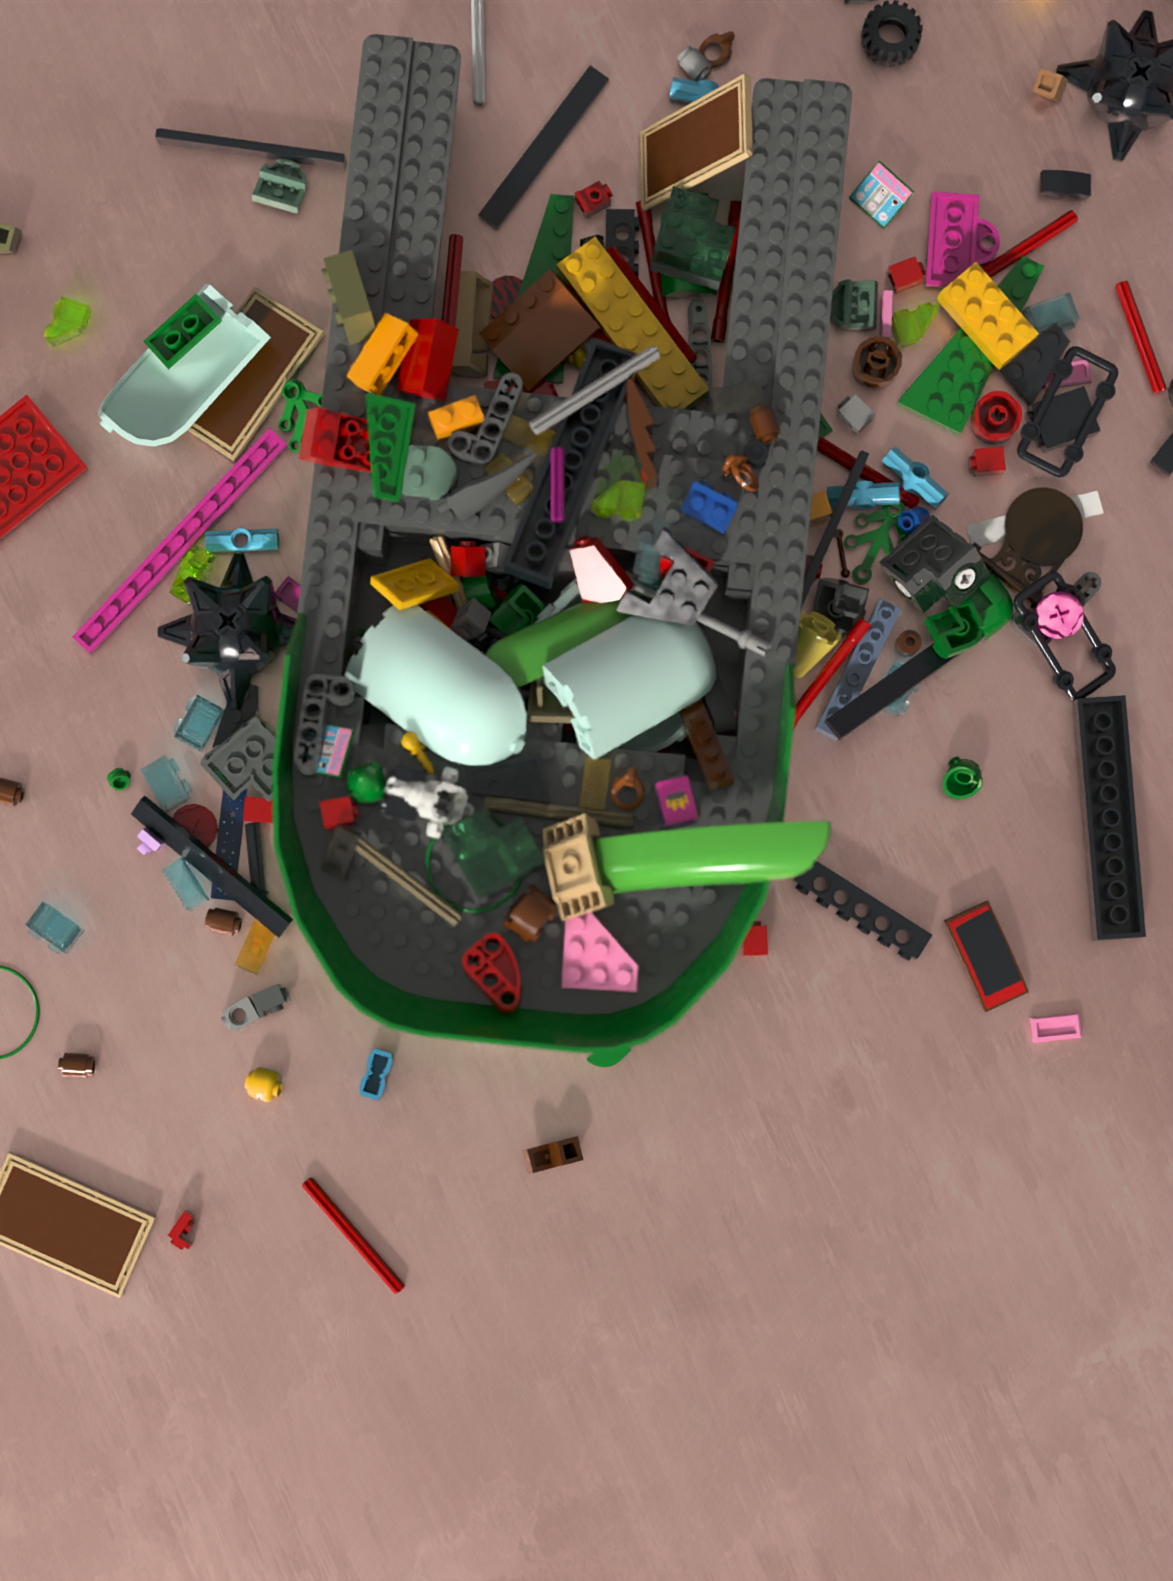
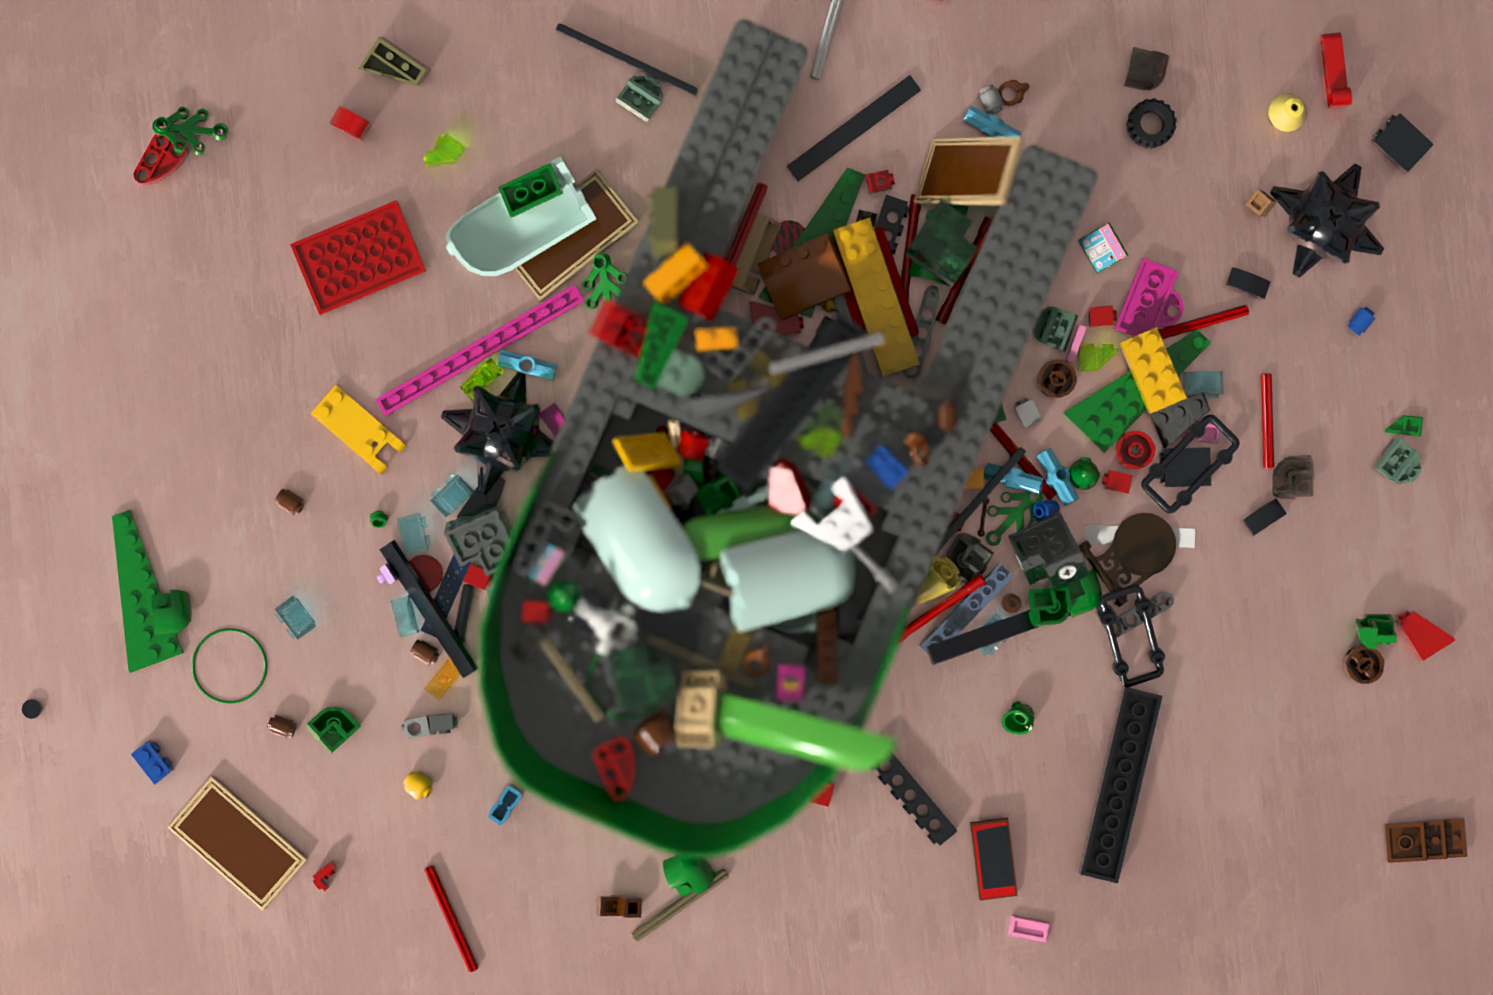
camera: 20 degrees right, 5 degrees up
(58, 678) = (355, 427): none -> yellow hinge
(138, 1046) = (332, 727): none -> green brick
(411, 743) = (607, 576): yellow bar -> none
(557, 484) = (775, 418): magenta axle -> none
(596, 958) = (694, 780): bright pink plate -> none
(624, 1088) = (688, 874): none -> green brick
(626, 1131) = (675, 908): none -> dark tan axle
(945, 464) = (1084, 474): none -> green helmet
(1059, 614) = (1132, 619): tile -> none

